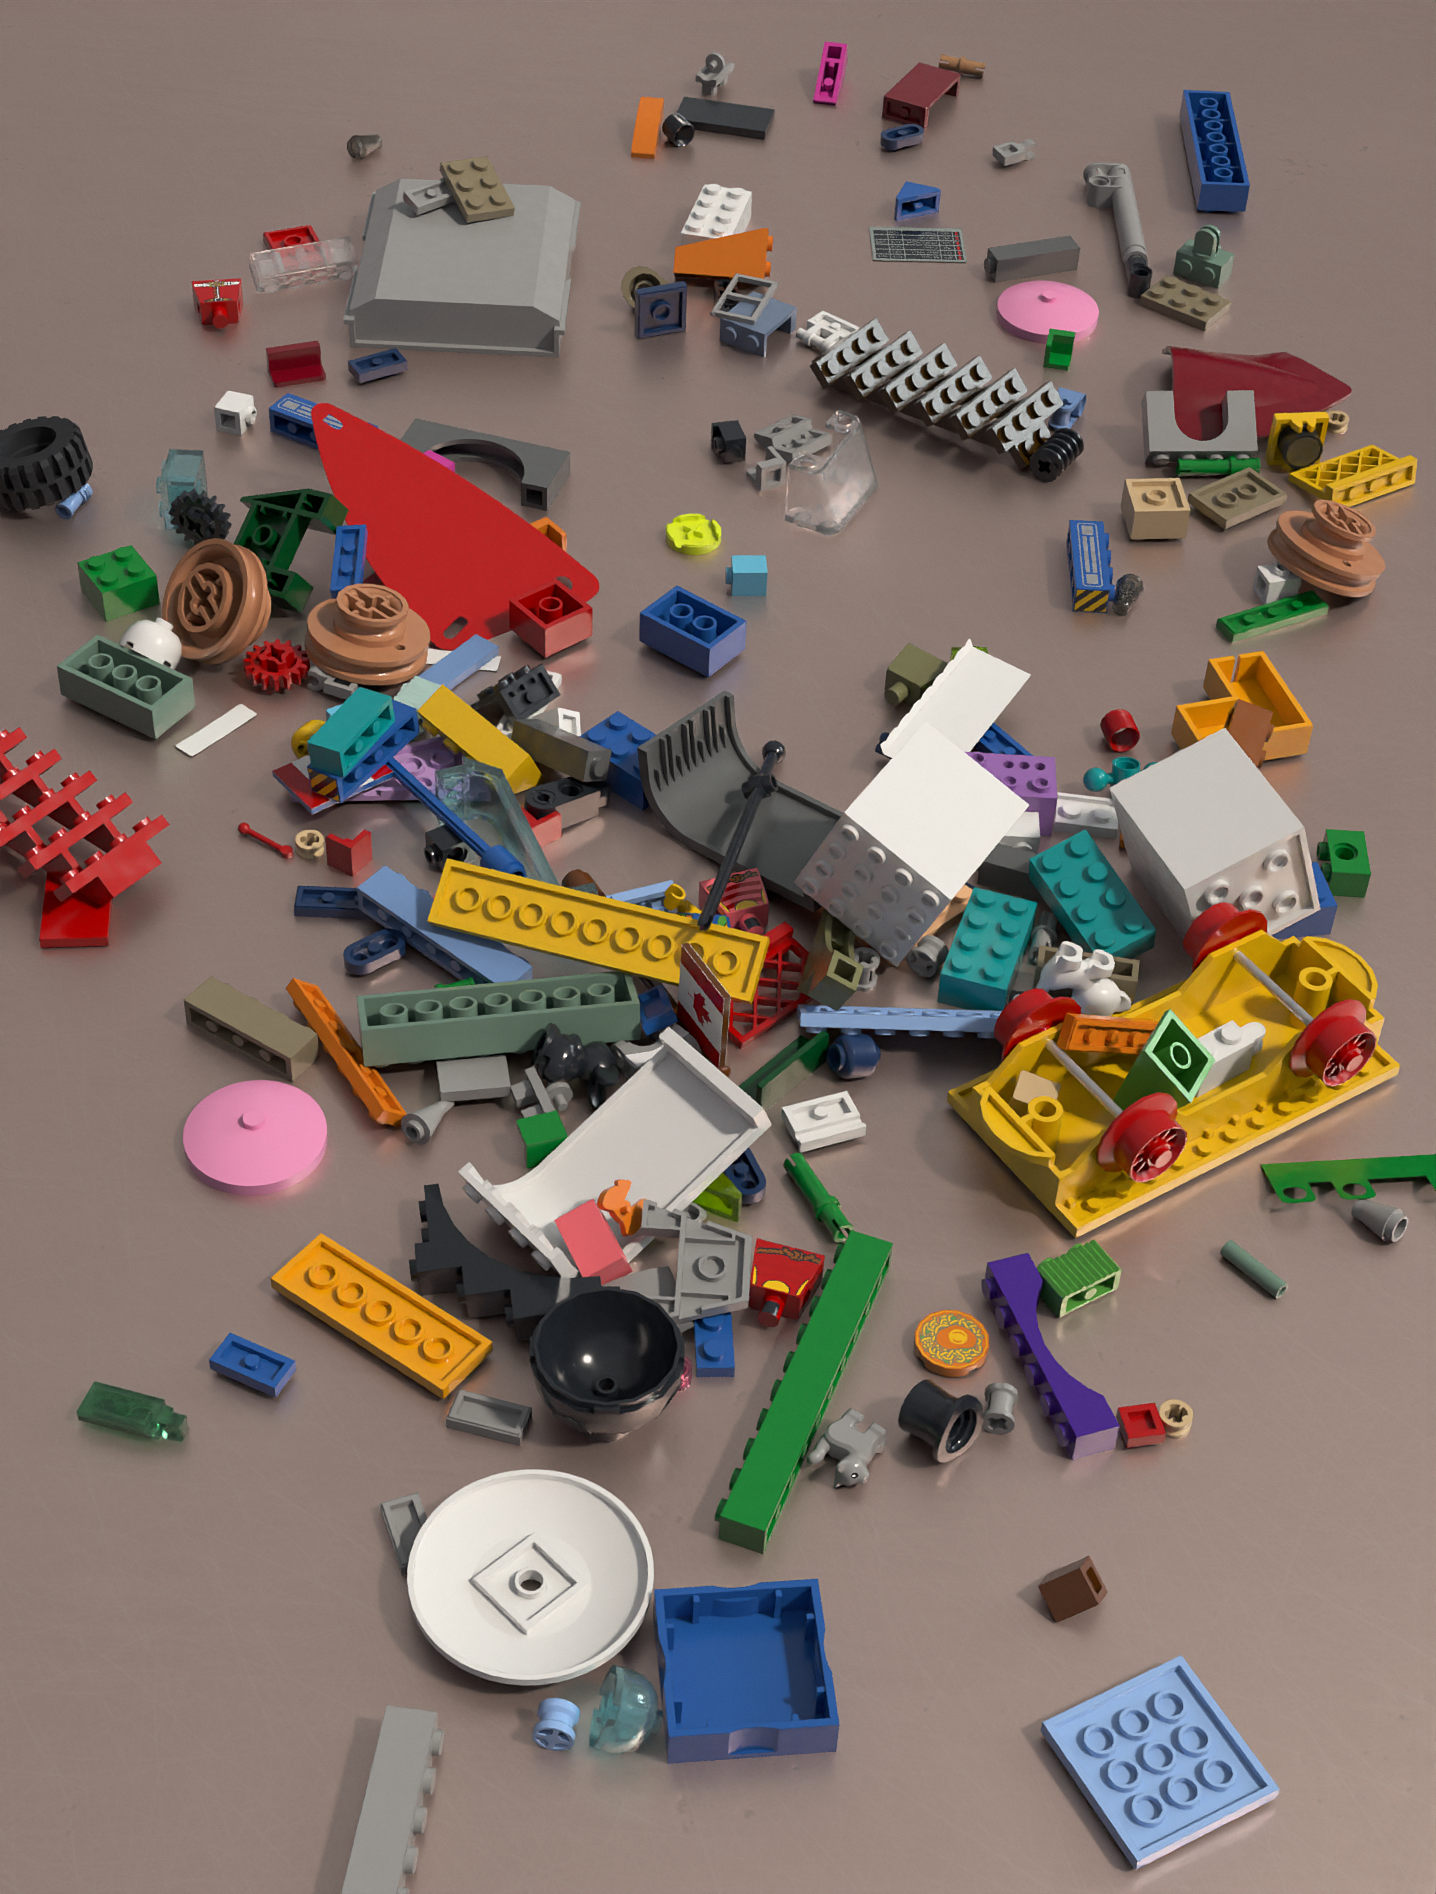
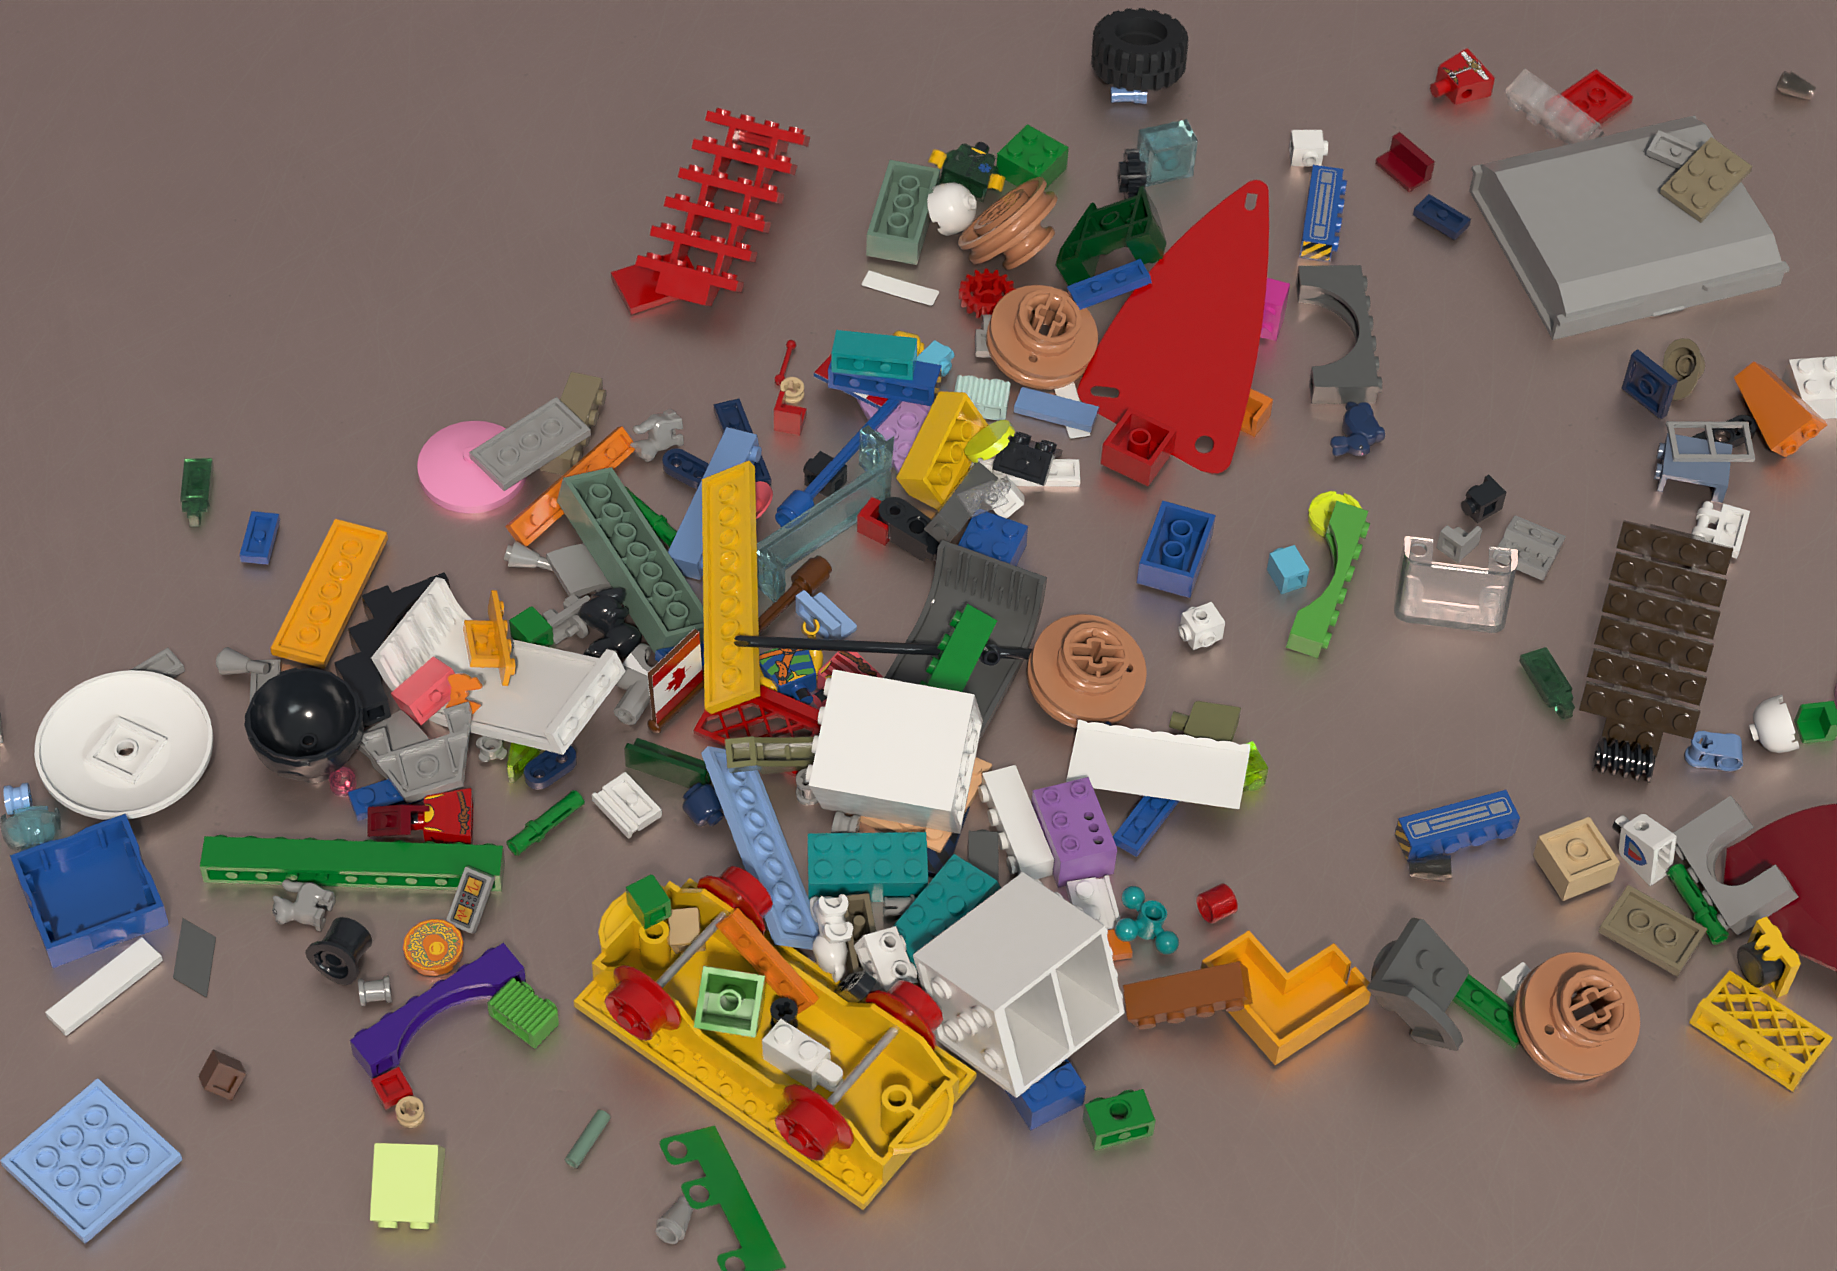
camera: 70 degrees right, 10 degrees up
(104, 619) = (969, 167): none -> clear green torso
(276, 1059) = (530, 443): none -> light grey tile
(320, 955) = (660, 434): none -> light grey animal
(445, 1434) = (233, 662): none -> light grey cone
(501, 697) = (989, 441): none -> neon yellow tile
(550, 1166) = (488, 643): none -> light orange bracket
(573, 719) = (985, 497): none -> clear hinge
(604, 485) = (1361, 431): none -> dark blue animal
(737, 526) = (1312, 622): none -> bright green arch
(770, 1322) = (392, 820): none -> dark red panel
(778, 798) = (959, 649): none -> green brick
(793, 643) = (1201, 626): none -> white brick
(816, 726) = (1082, 672): none -> nougat wheel
(876, 1588) = (194, 957): none -> dark grey sticker
(892, 1694) = (103, 986): none -> white tile
(910, 1282) = (470, 899): none -> tile
(951, 470) = (1549, 681): none -> clear green hinge
(1020, 1093) = (648, 901): none -> green panel
(1058, 363) = (1773, 726): none -> white cylinder
(1144, 946) = (885, 958): none -> white brick
(1156, 460) = (1646, 846): none -> white torso
(1182, 971) = (855, 986): none -> black beam
(1281, 1434) = (406, 1184): none -> yellowish green slope
(1301, 635) = (1418, 982): none -> dark grey piece

